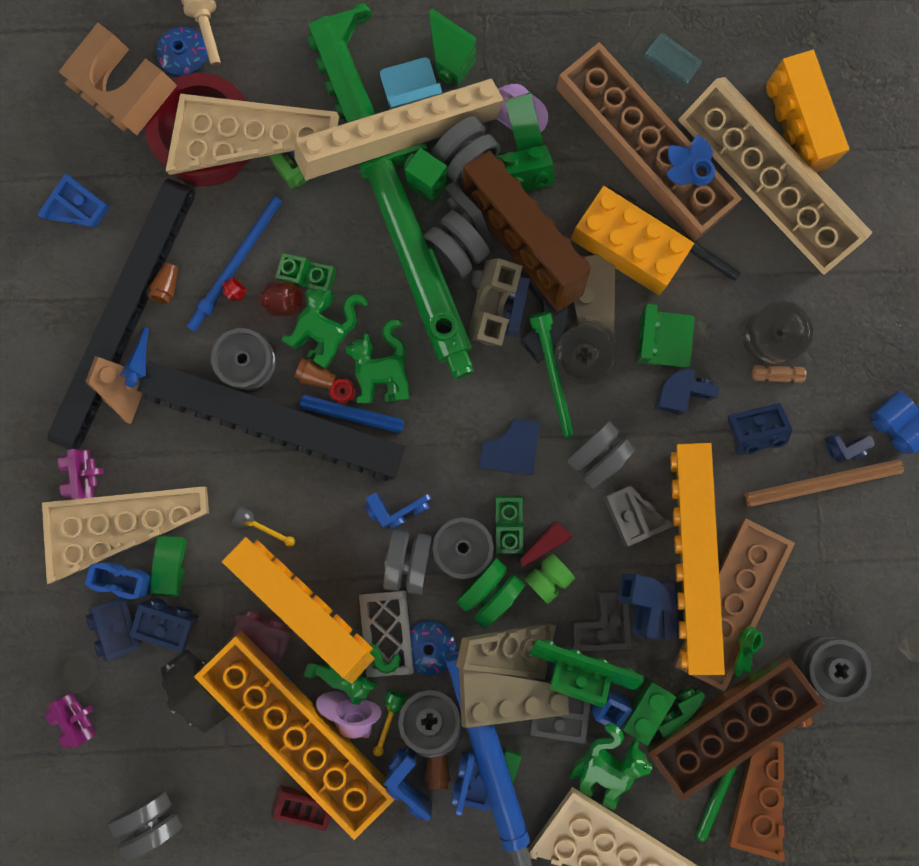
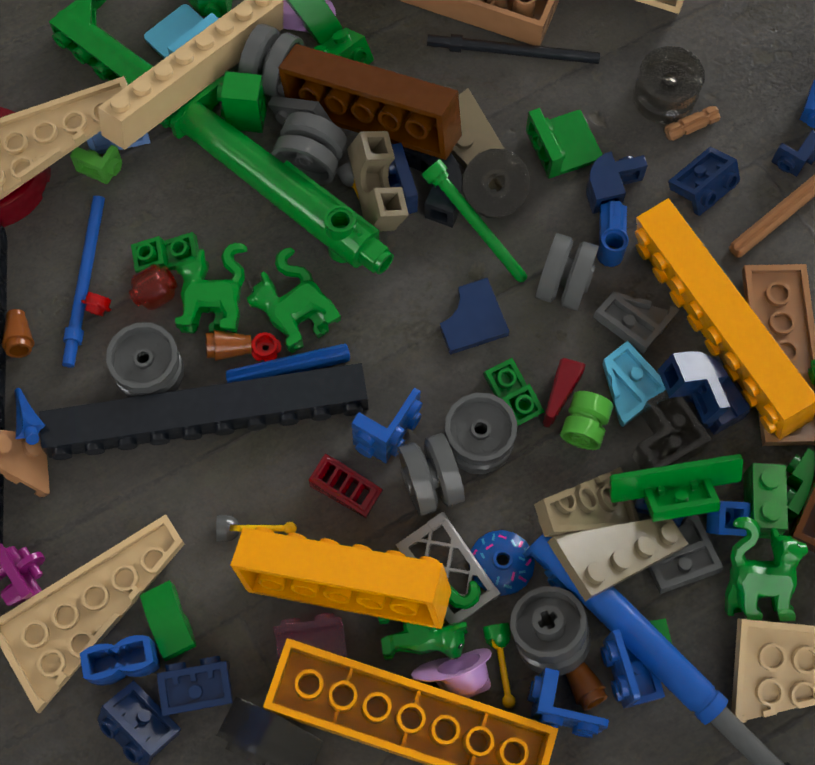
camera: 30 degrees left, 15 degrees down
(331, 528) = (328, 462): none -> dark red slope
(494, 596) = (537, 462): green wheel -> none
(601, 564) = (630, 382): none -> medium azure wing
(631, 240) = (483, 67): light orange brick -> none
(659, 434) = (612, 232): none -> blue piece

